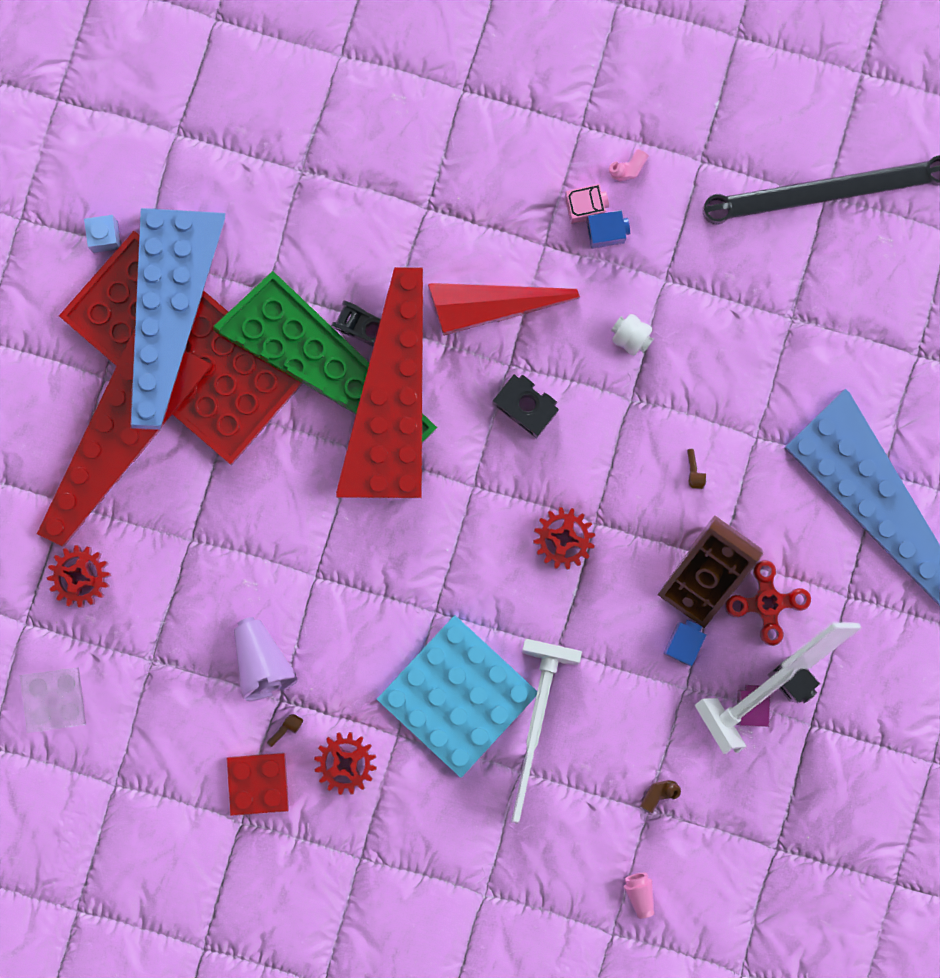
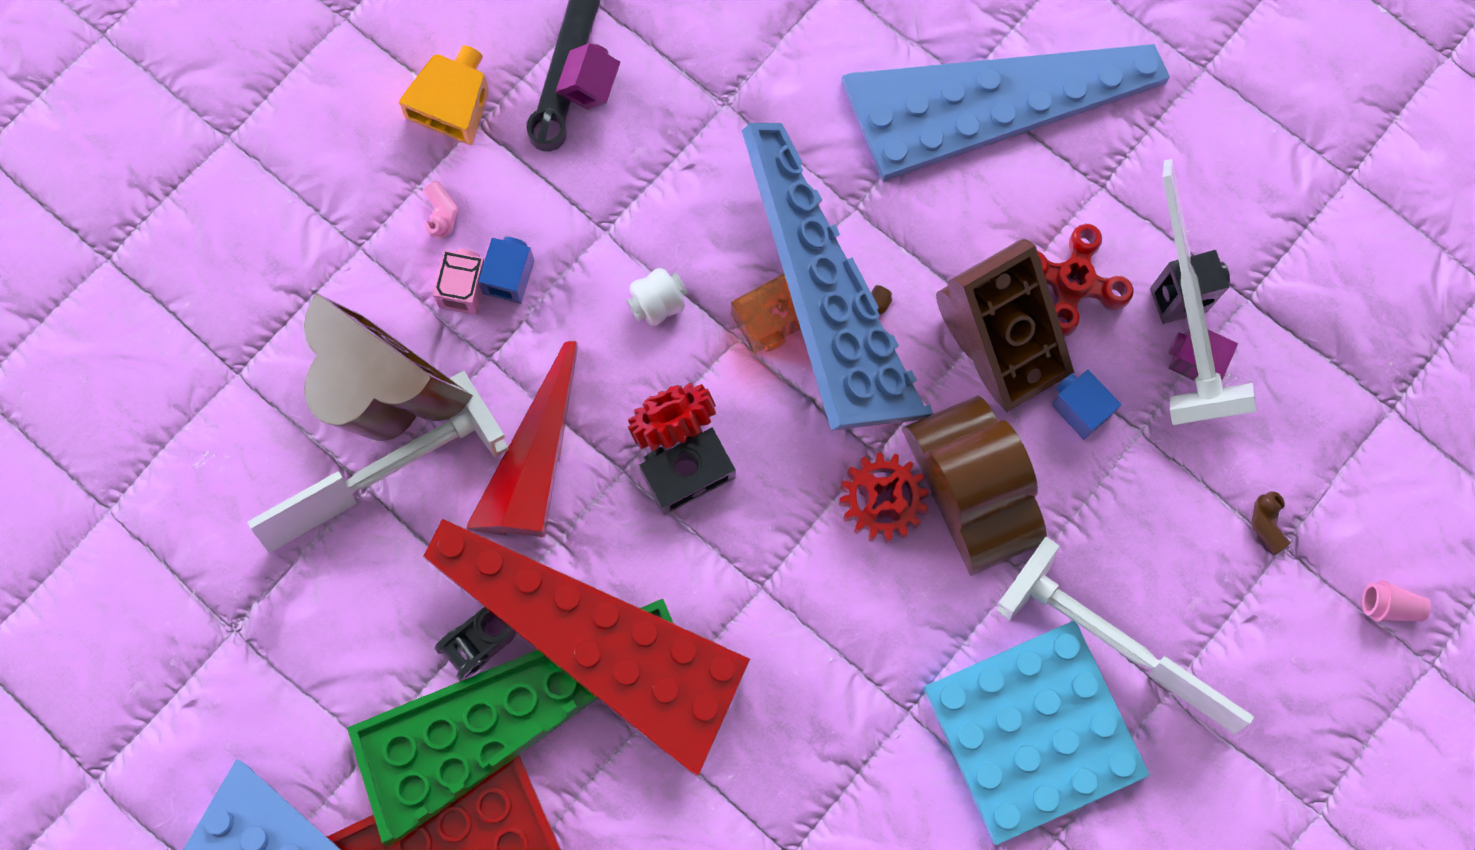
camera: 65 degrees left, 10 degrees down
(412, 195) = (335, 494): none -> piece
(494, 178) = (369, 378): none -> brick
(554, 380) = (672, 416): none -> red gear
(600, 593) = (979, 482): none -> reddish brown brick
(653, 402) = (755, 318): none -> clear orange brick
(658, 466) = (838, 316): none -> medium blue wing
(711, 134) = (448, 95): none -> light orange torso
(765, 219) = (588, 76): none -> magenta brick

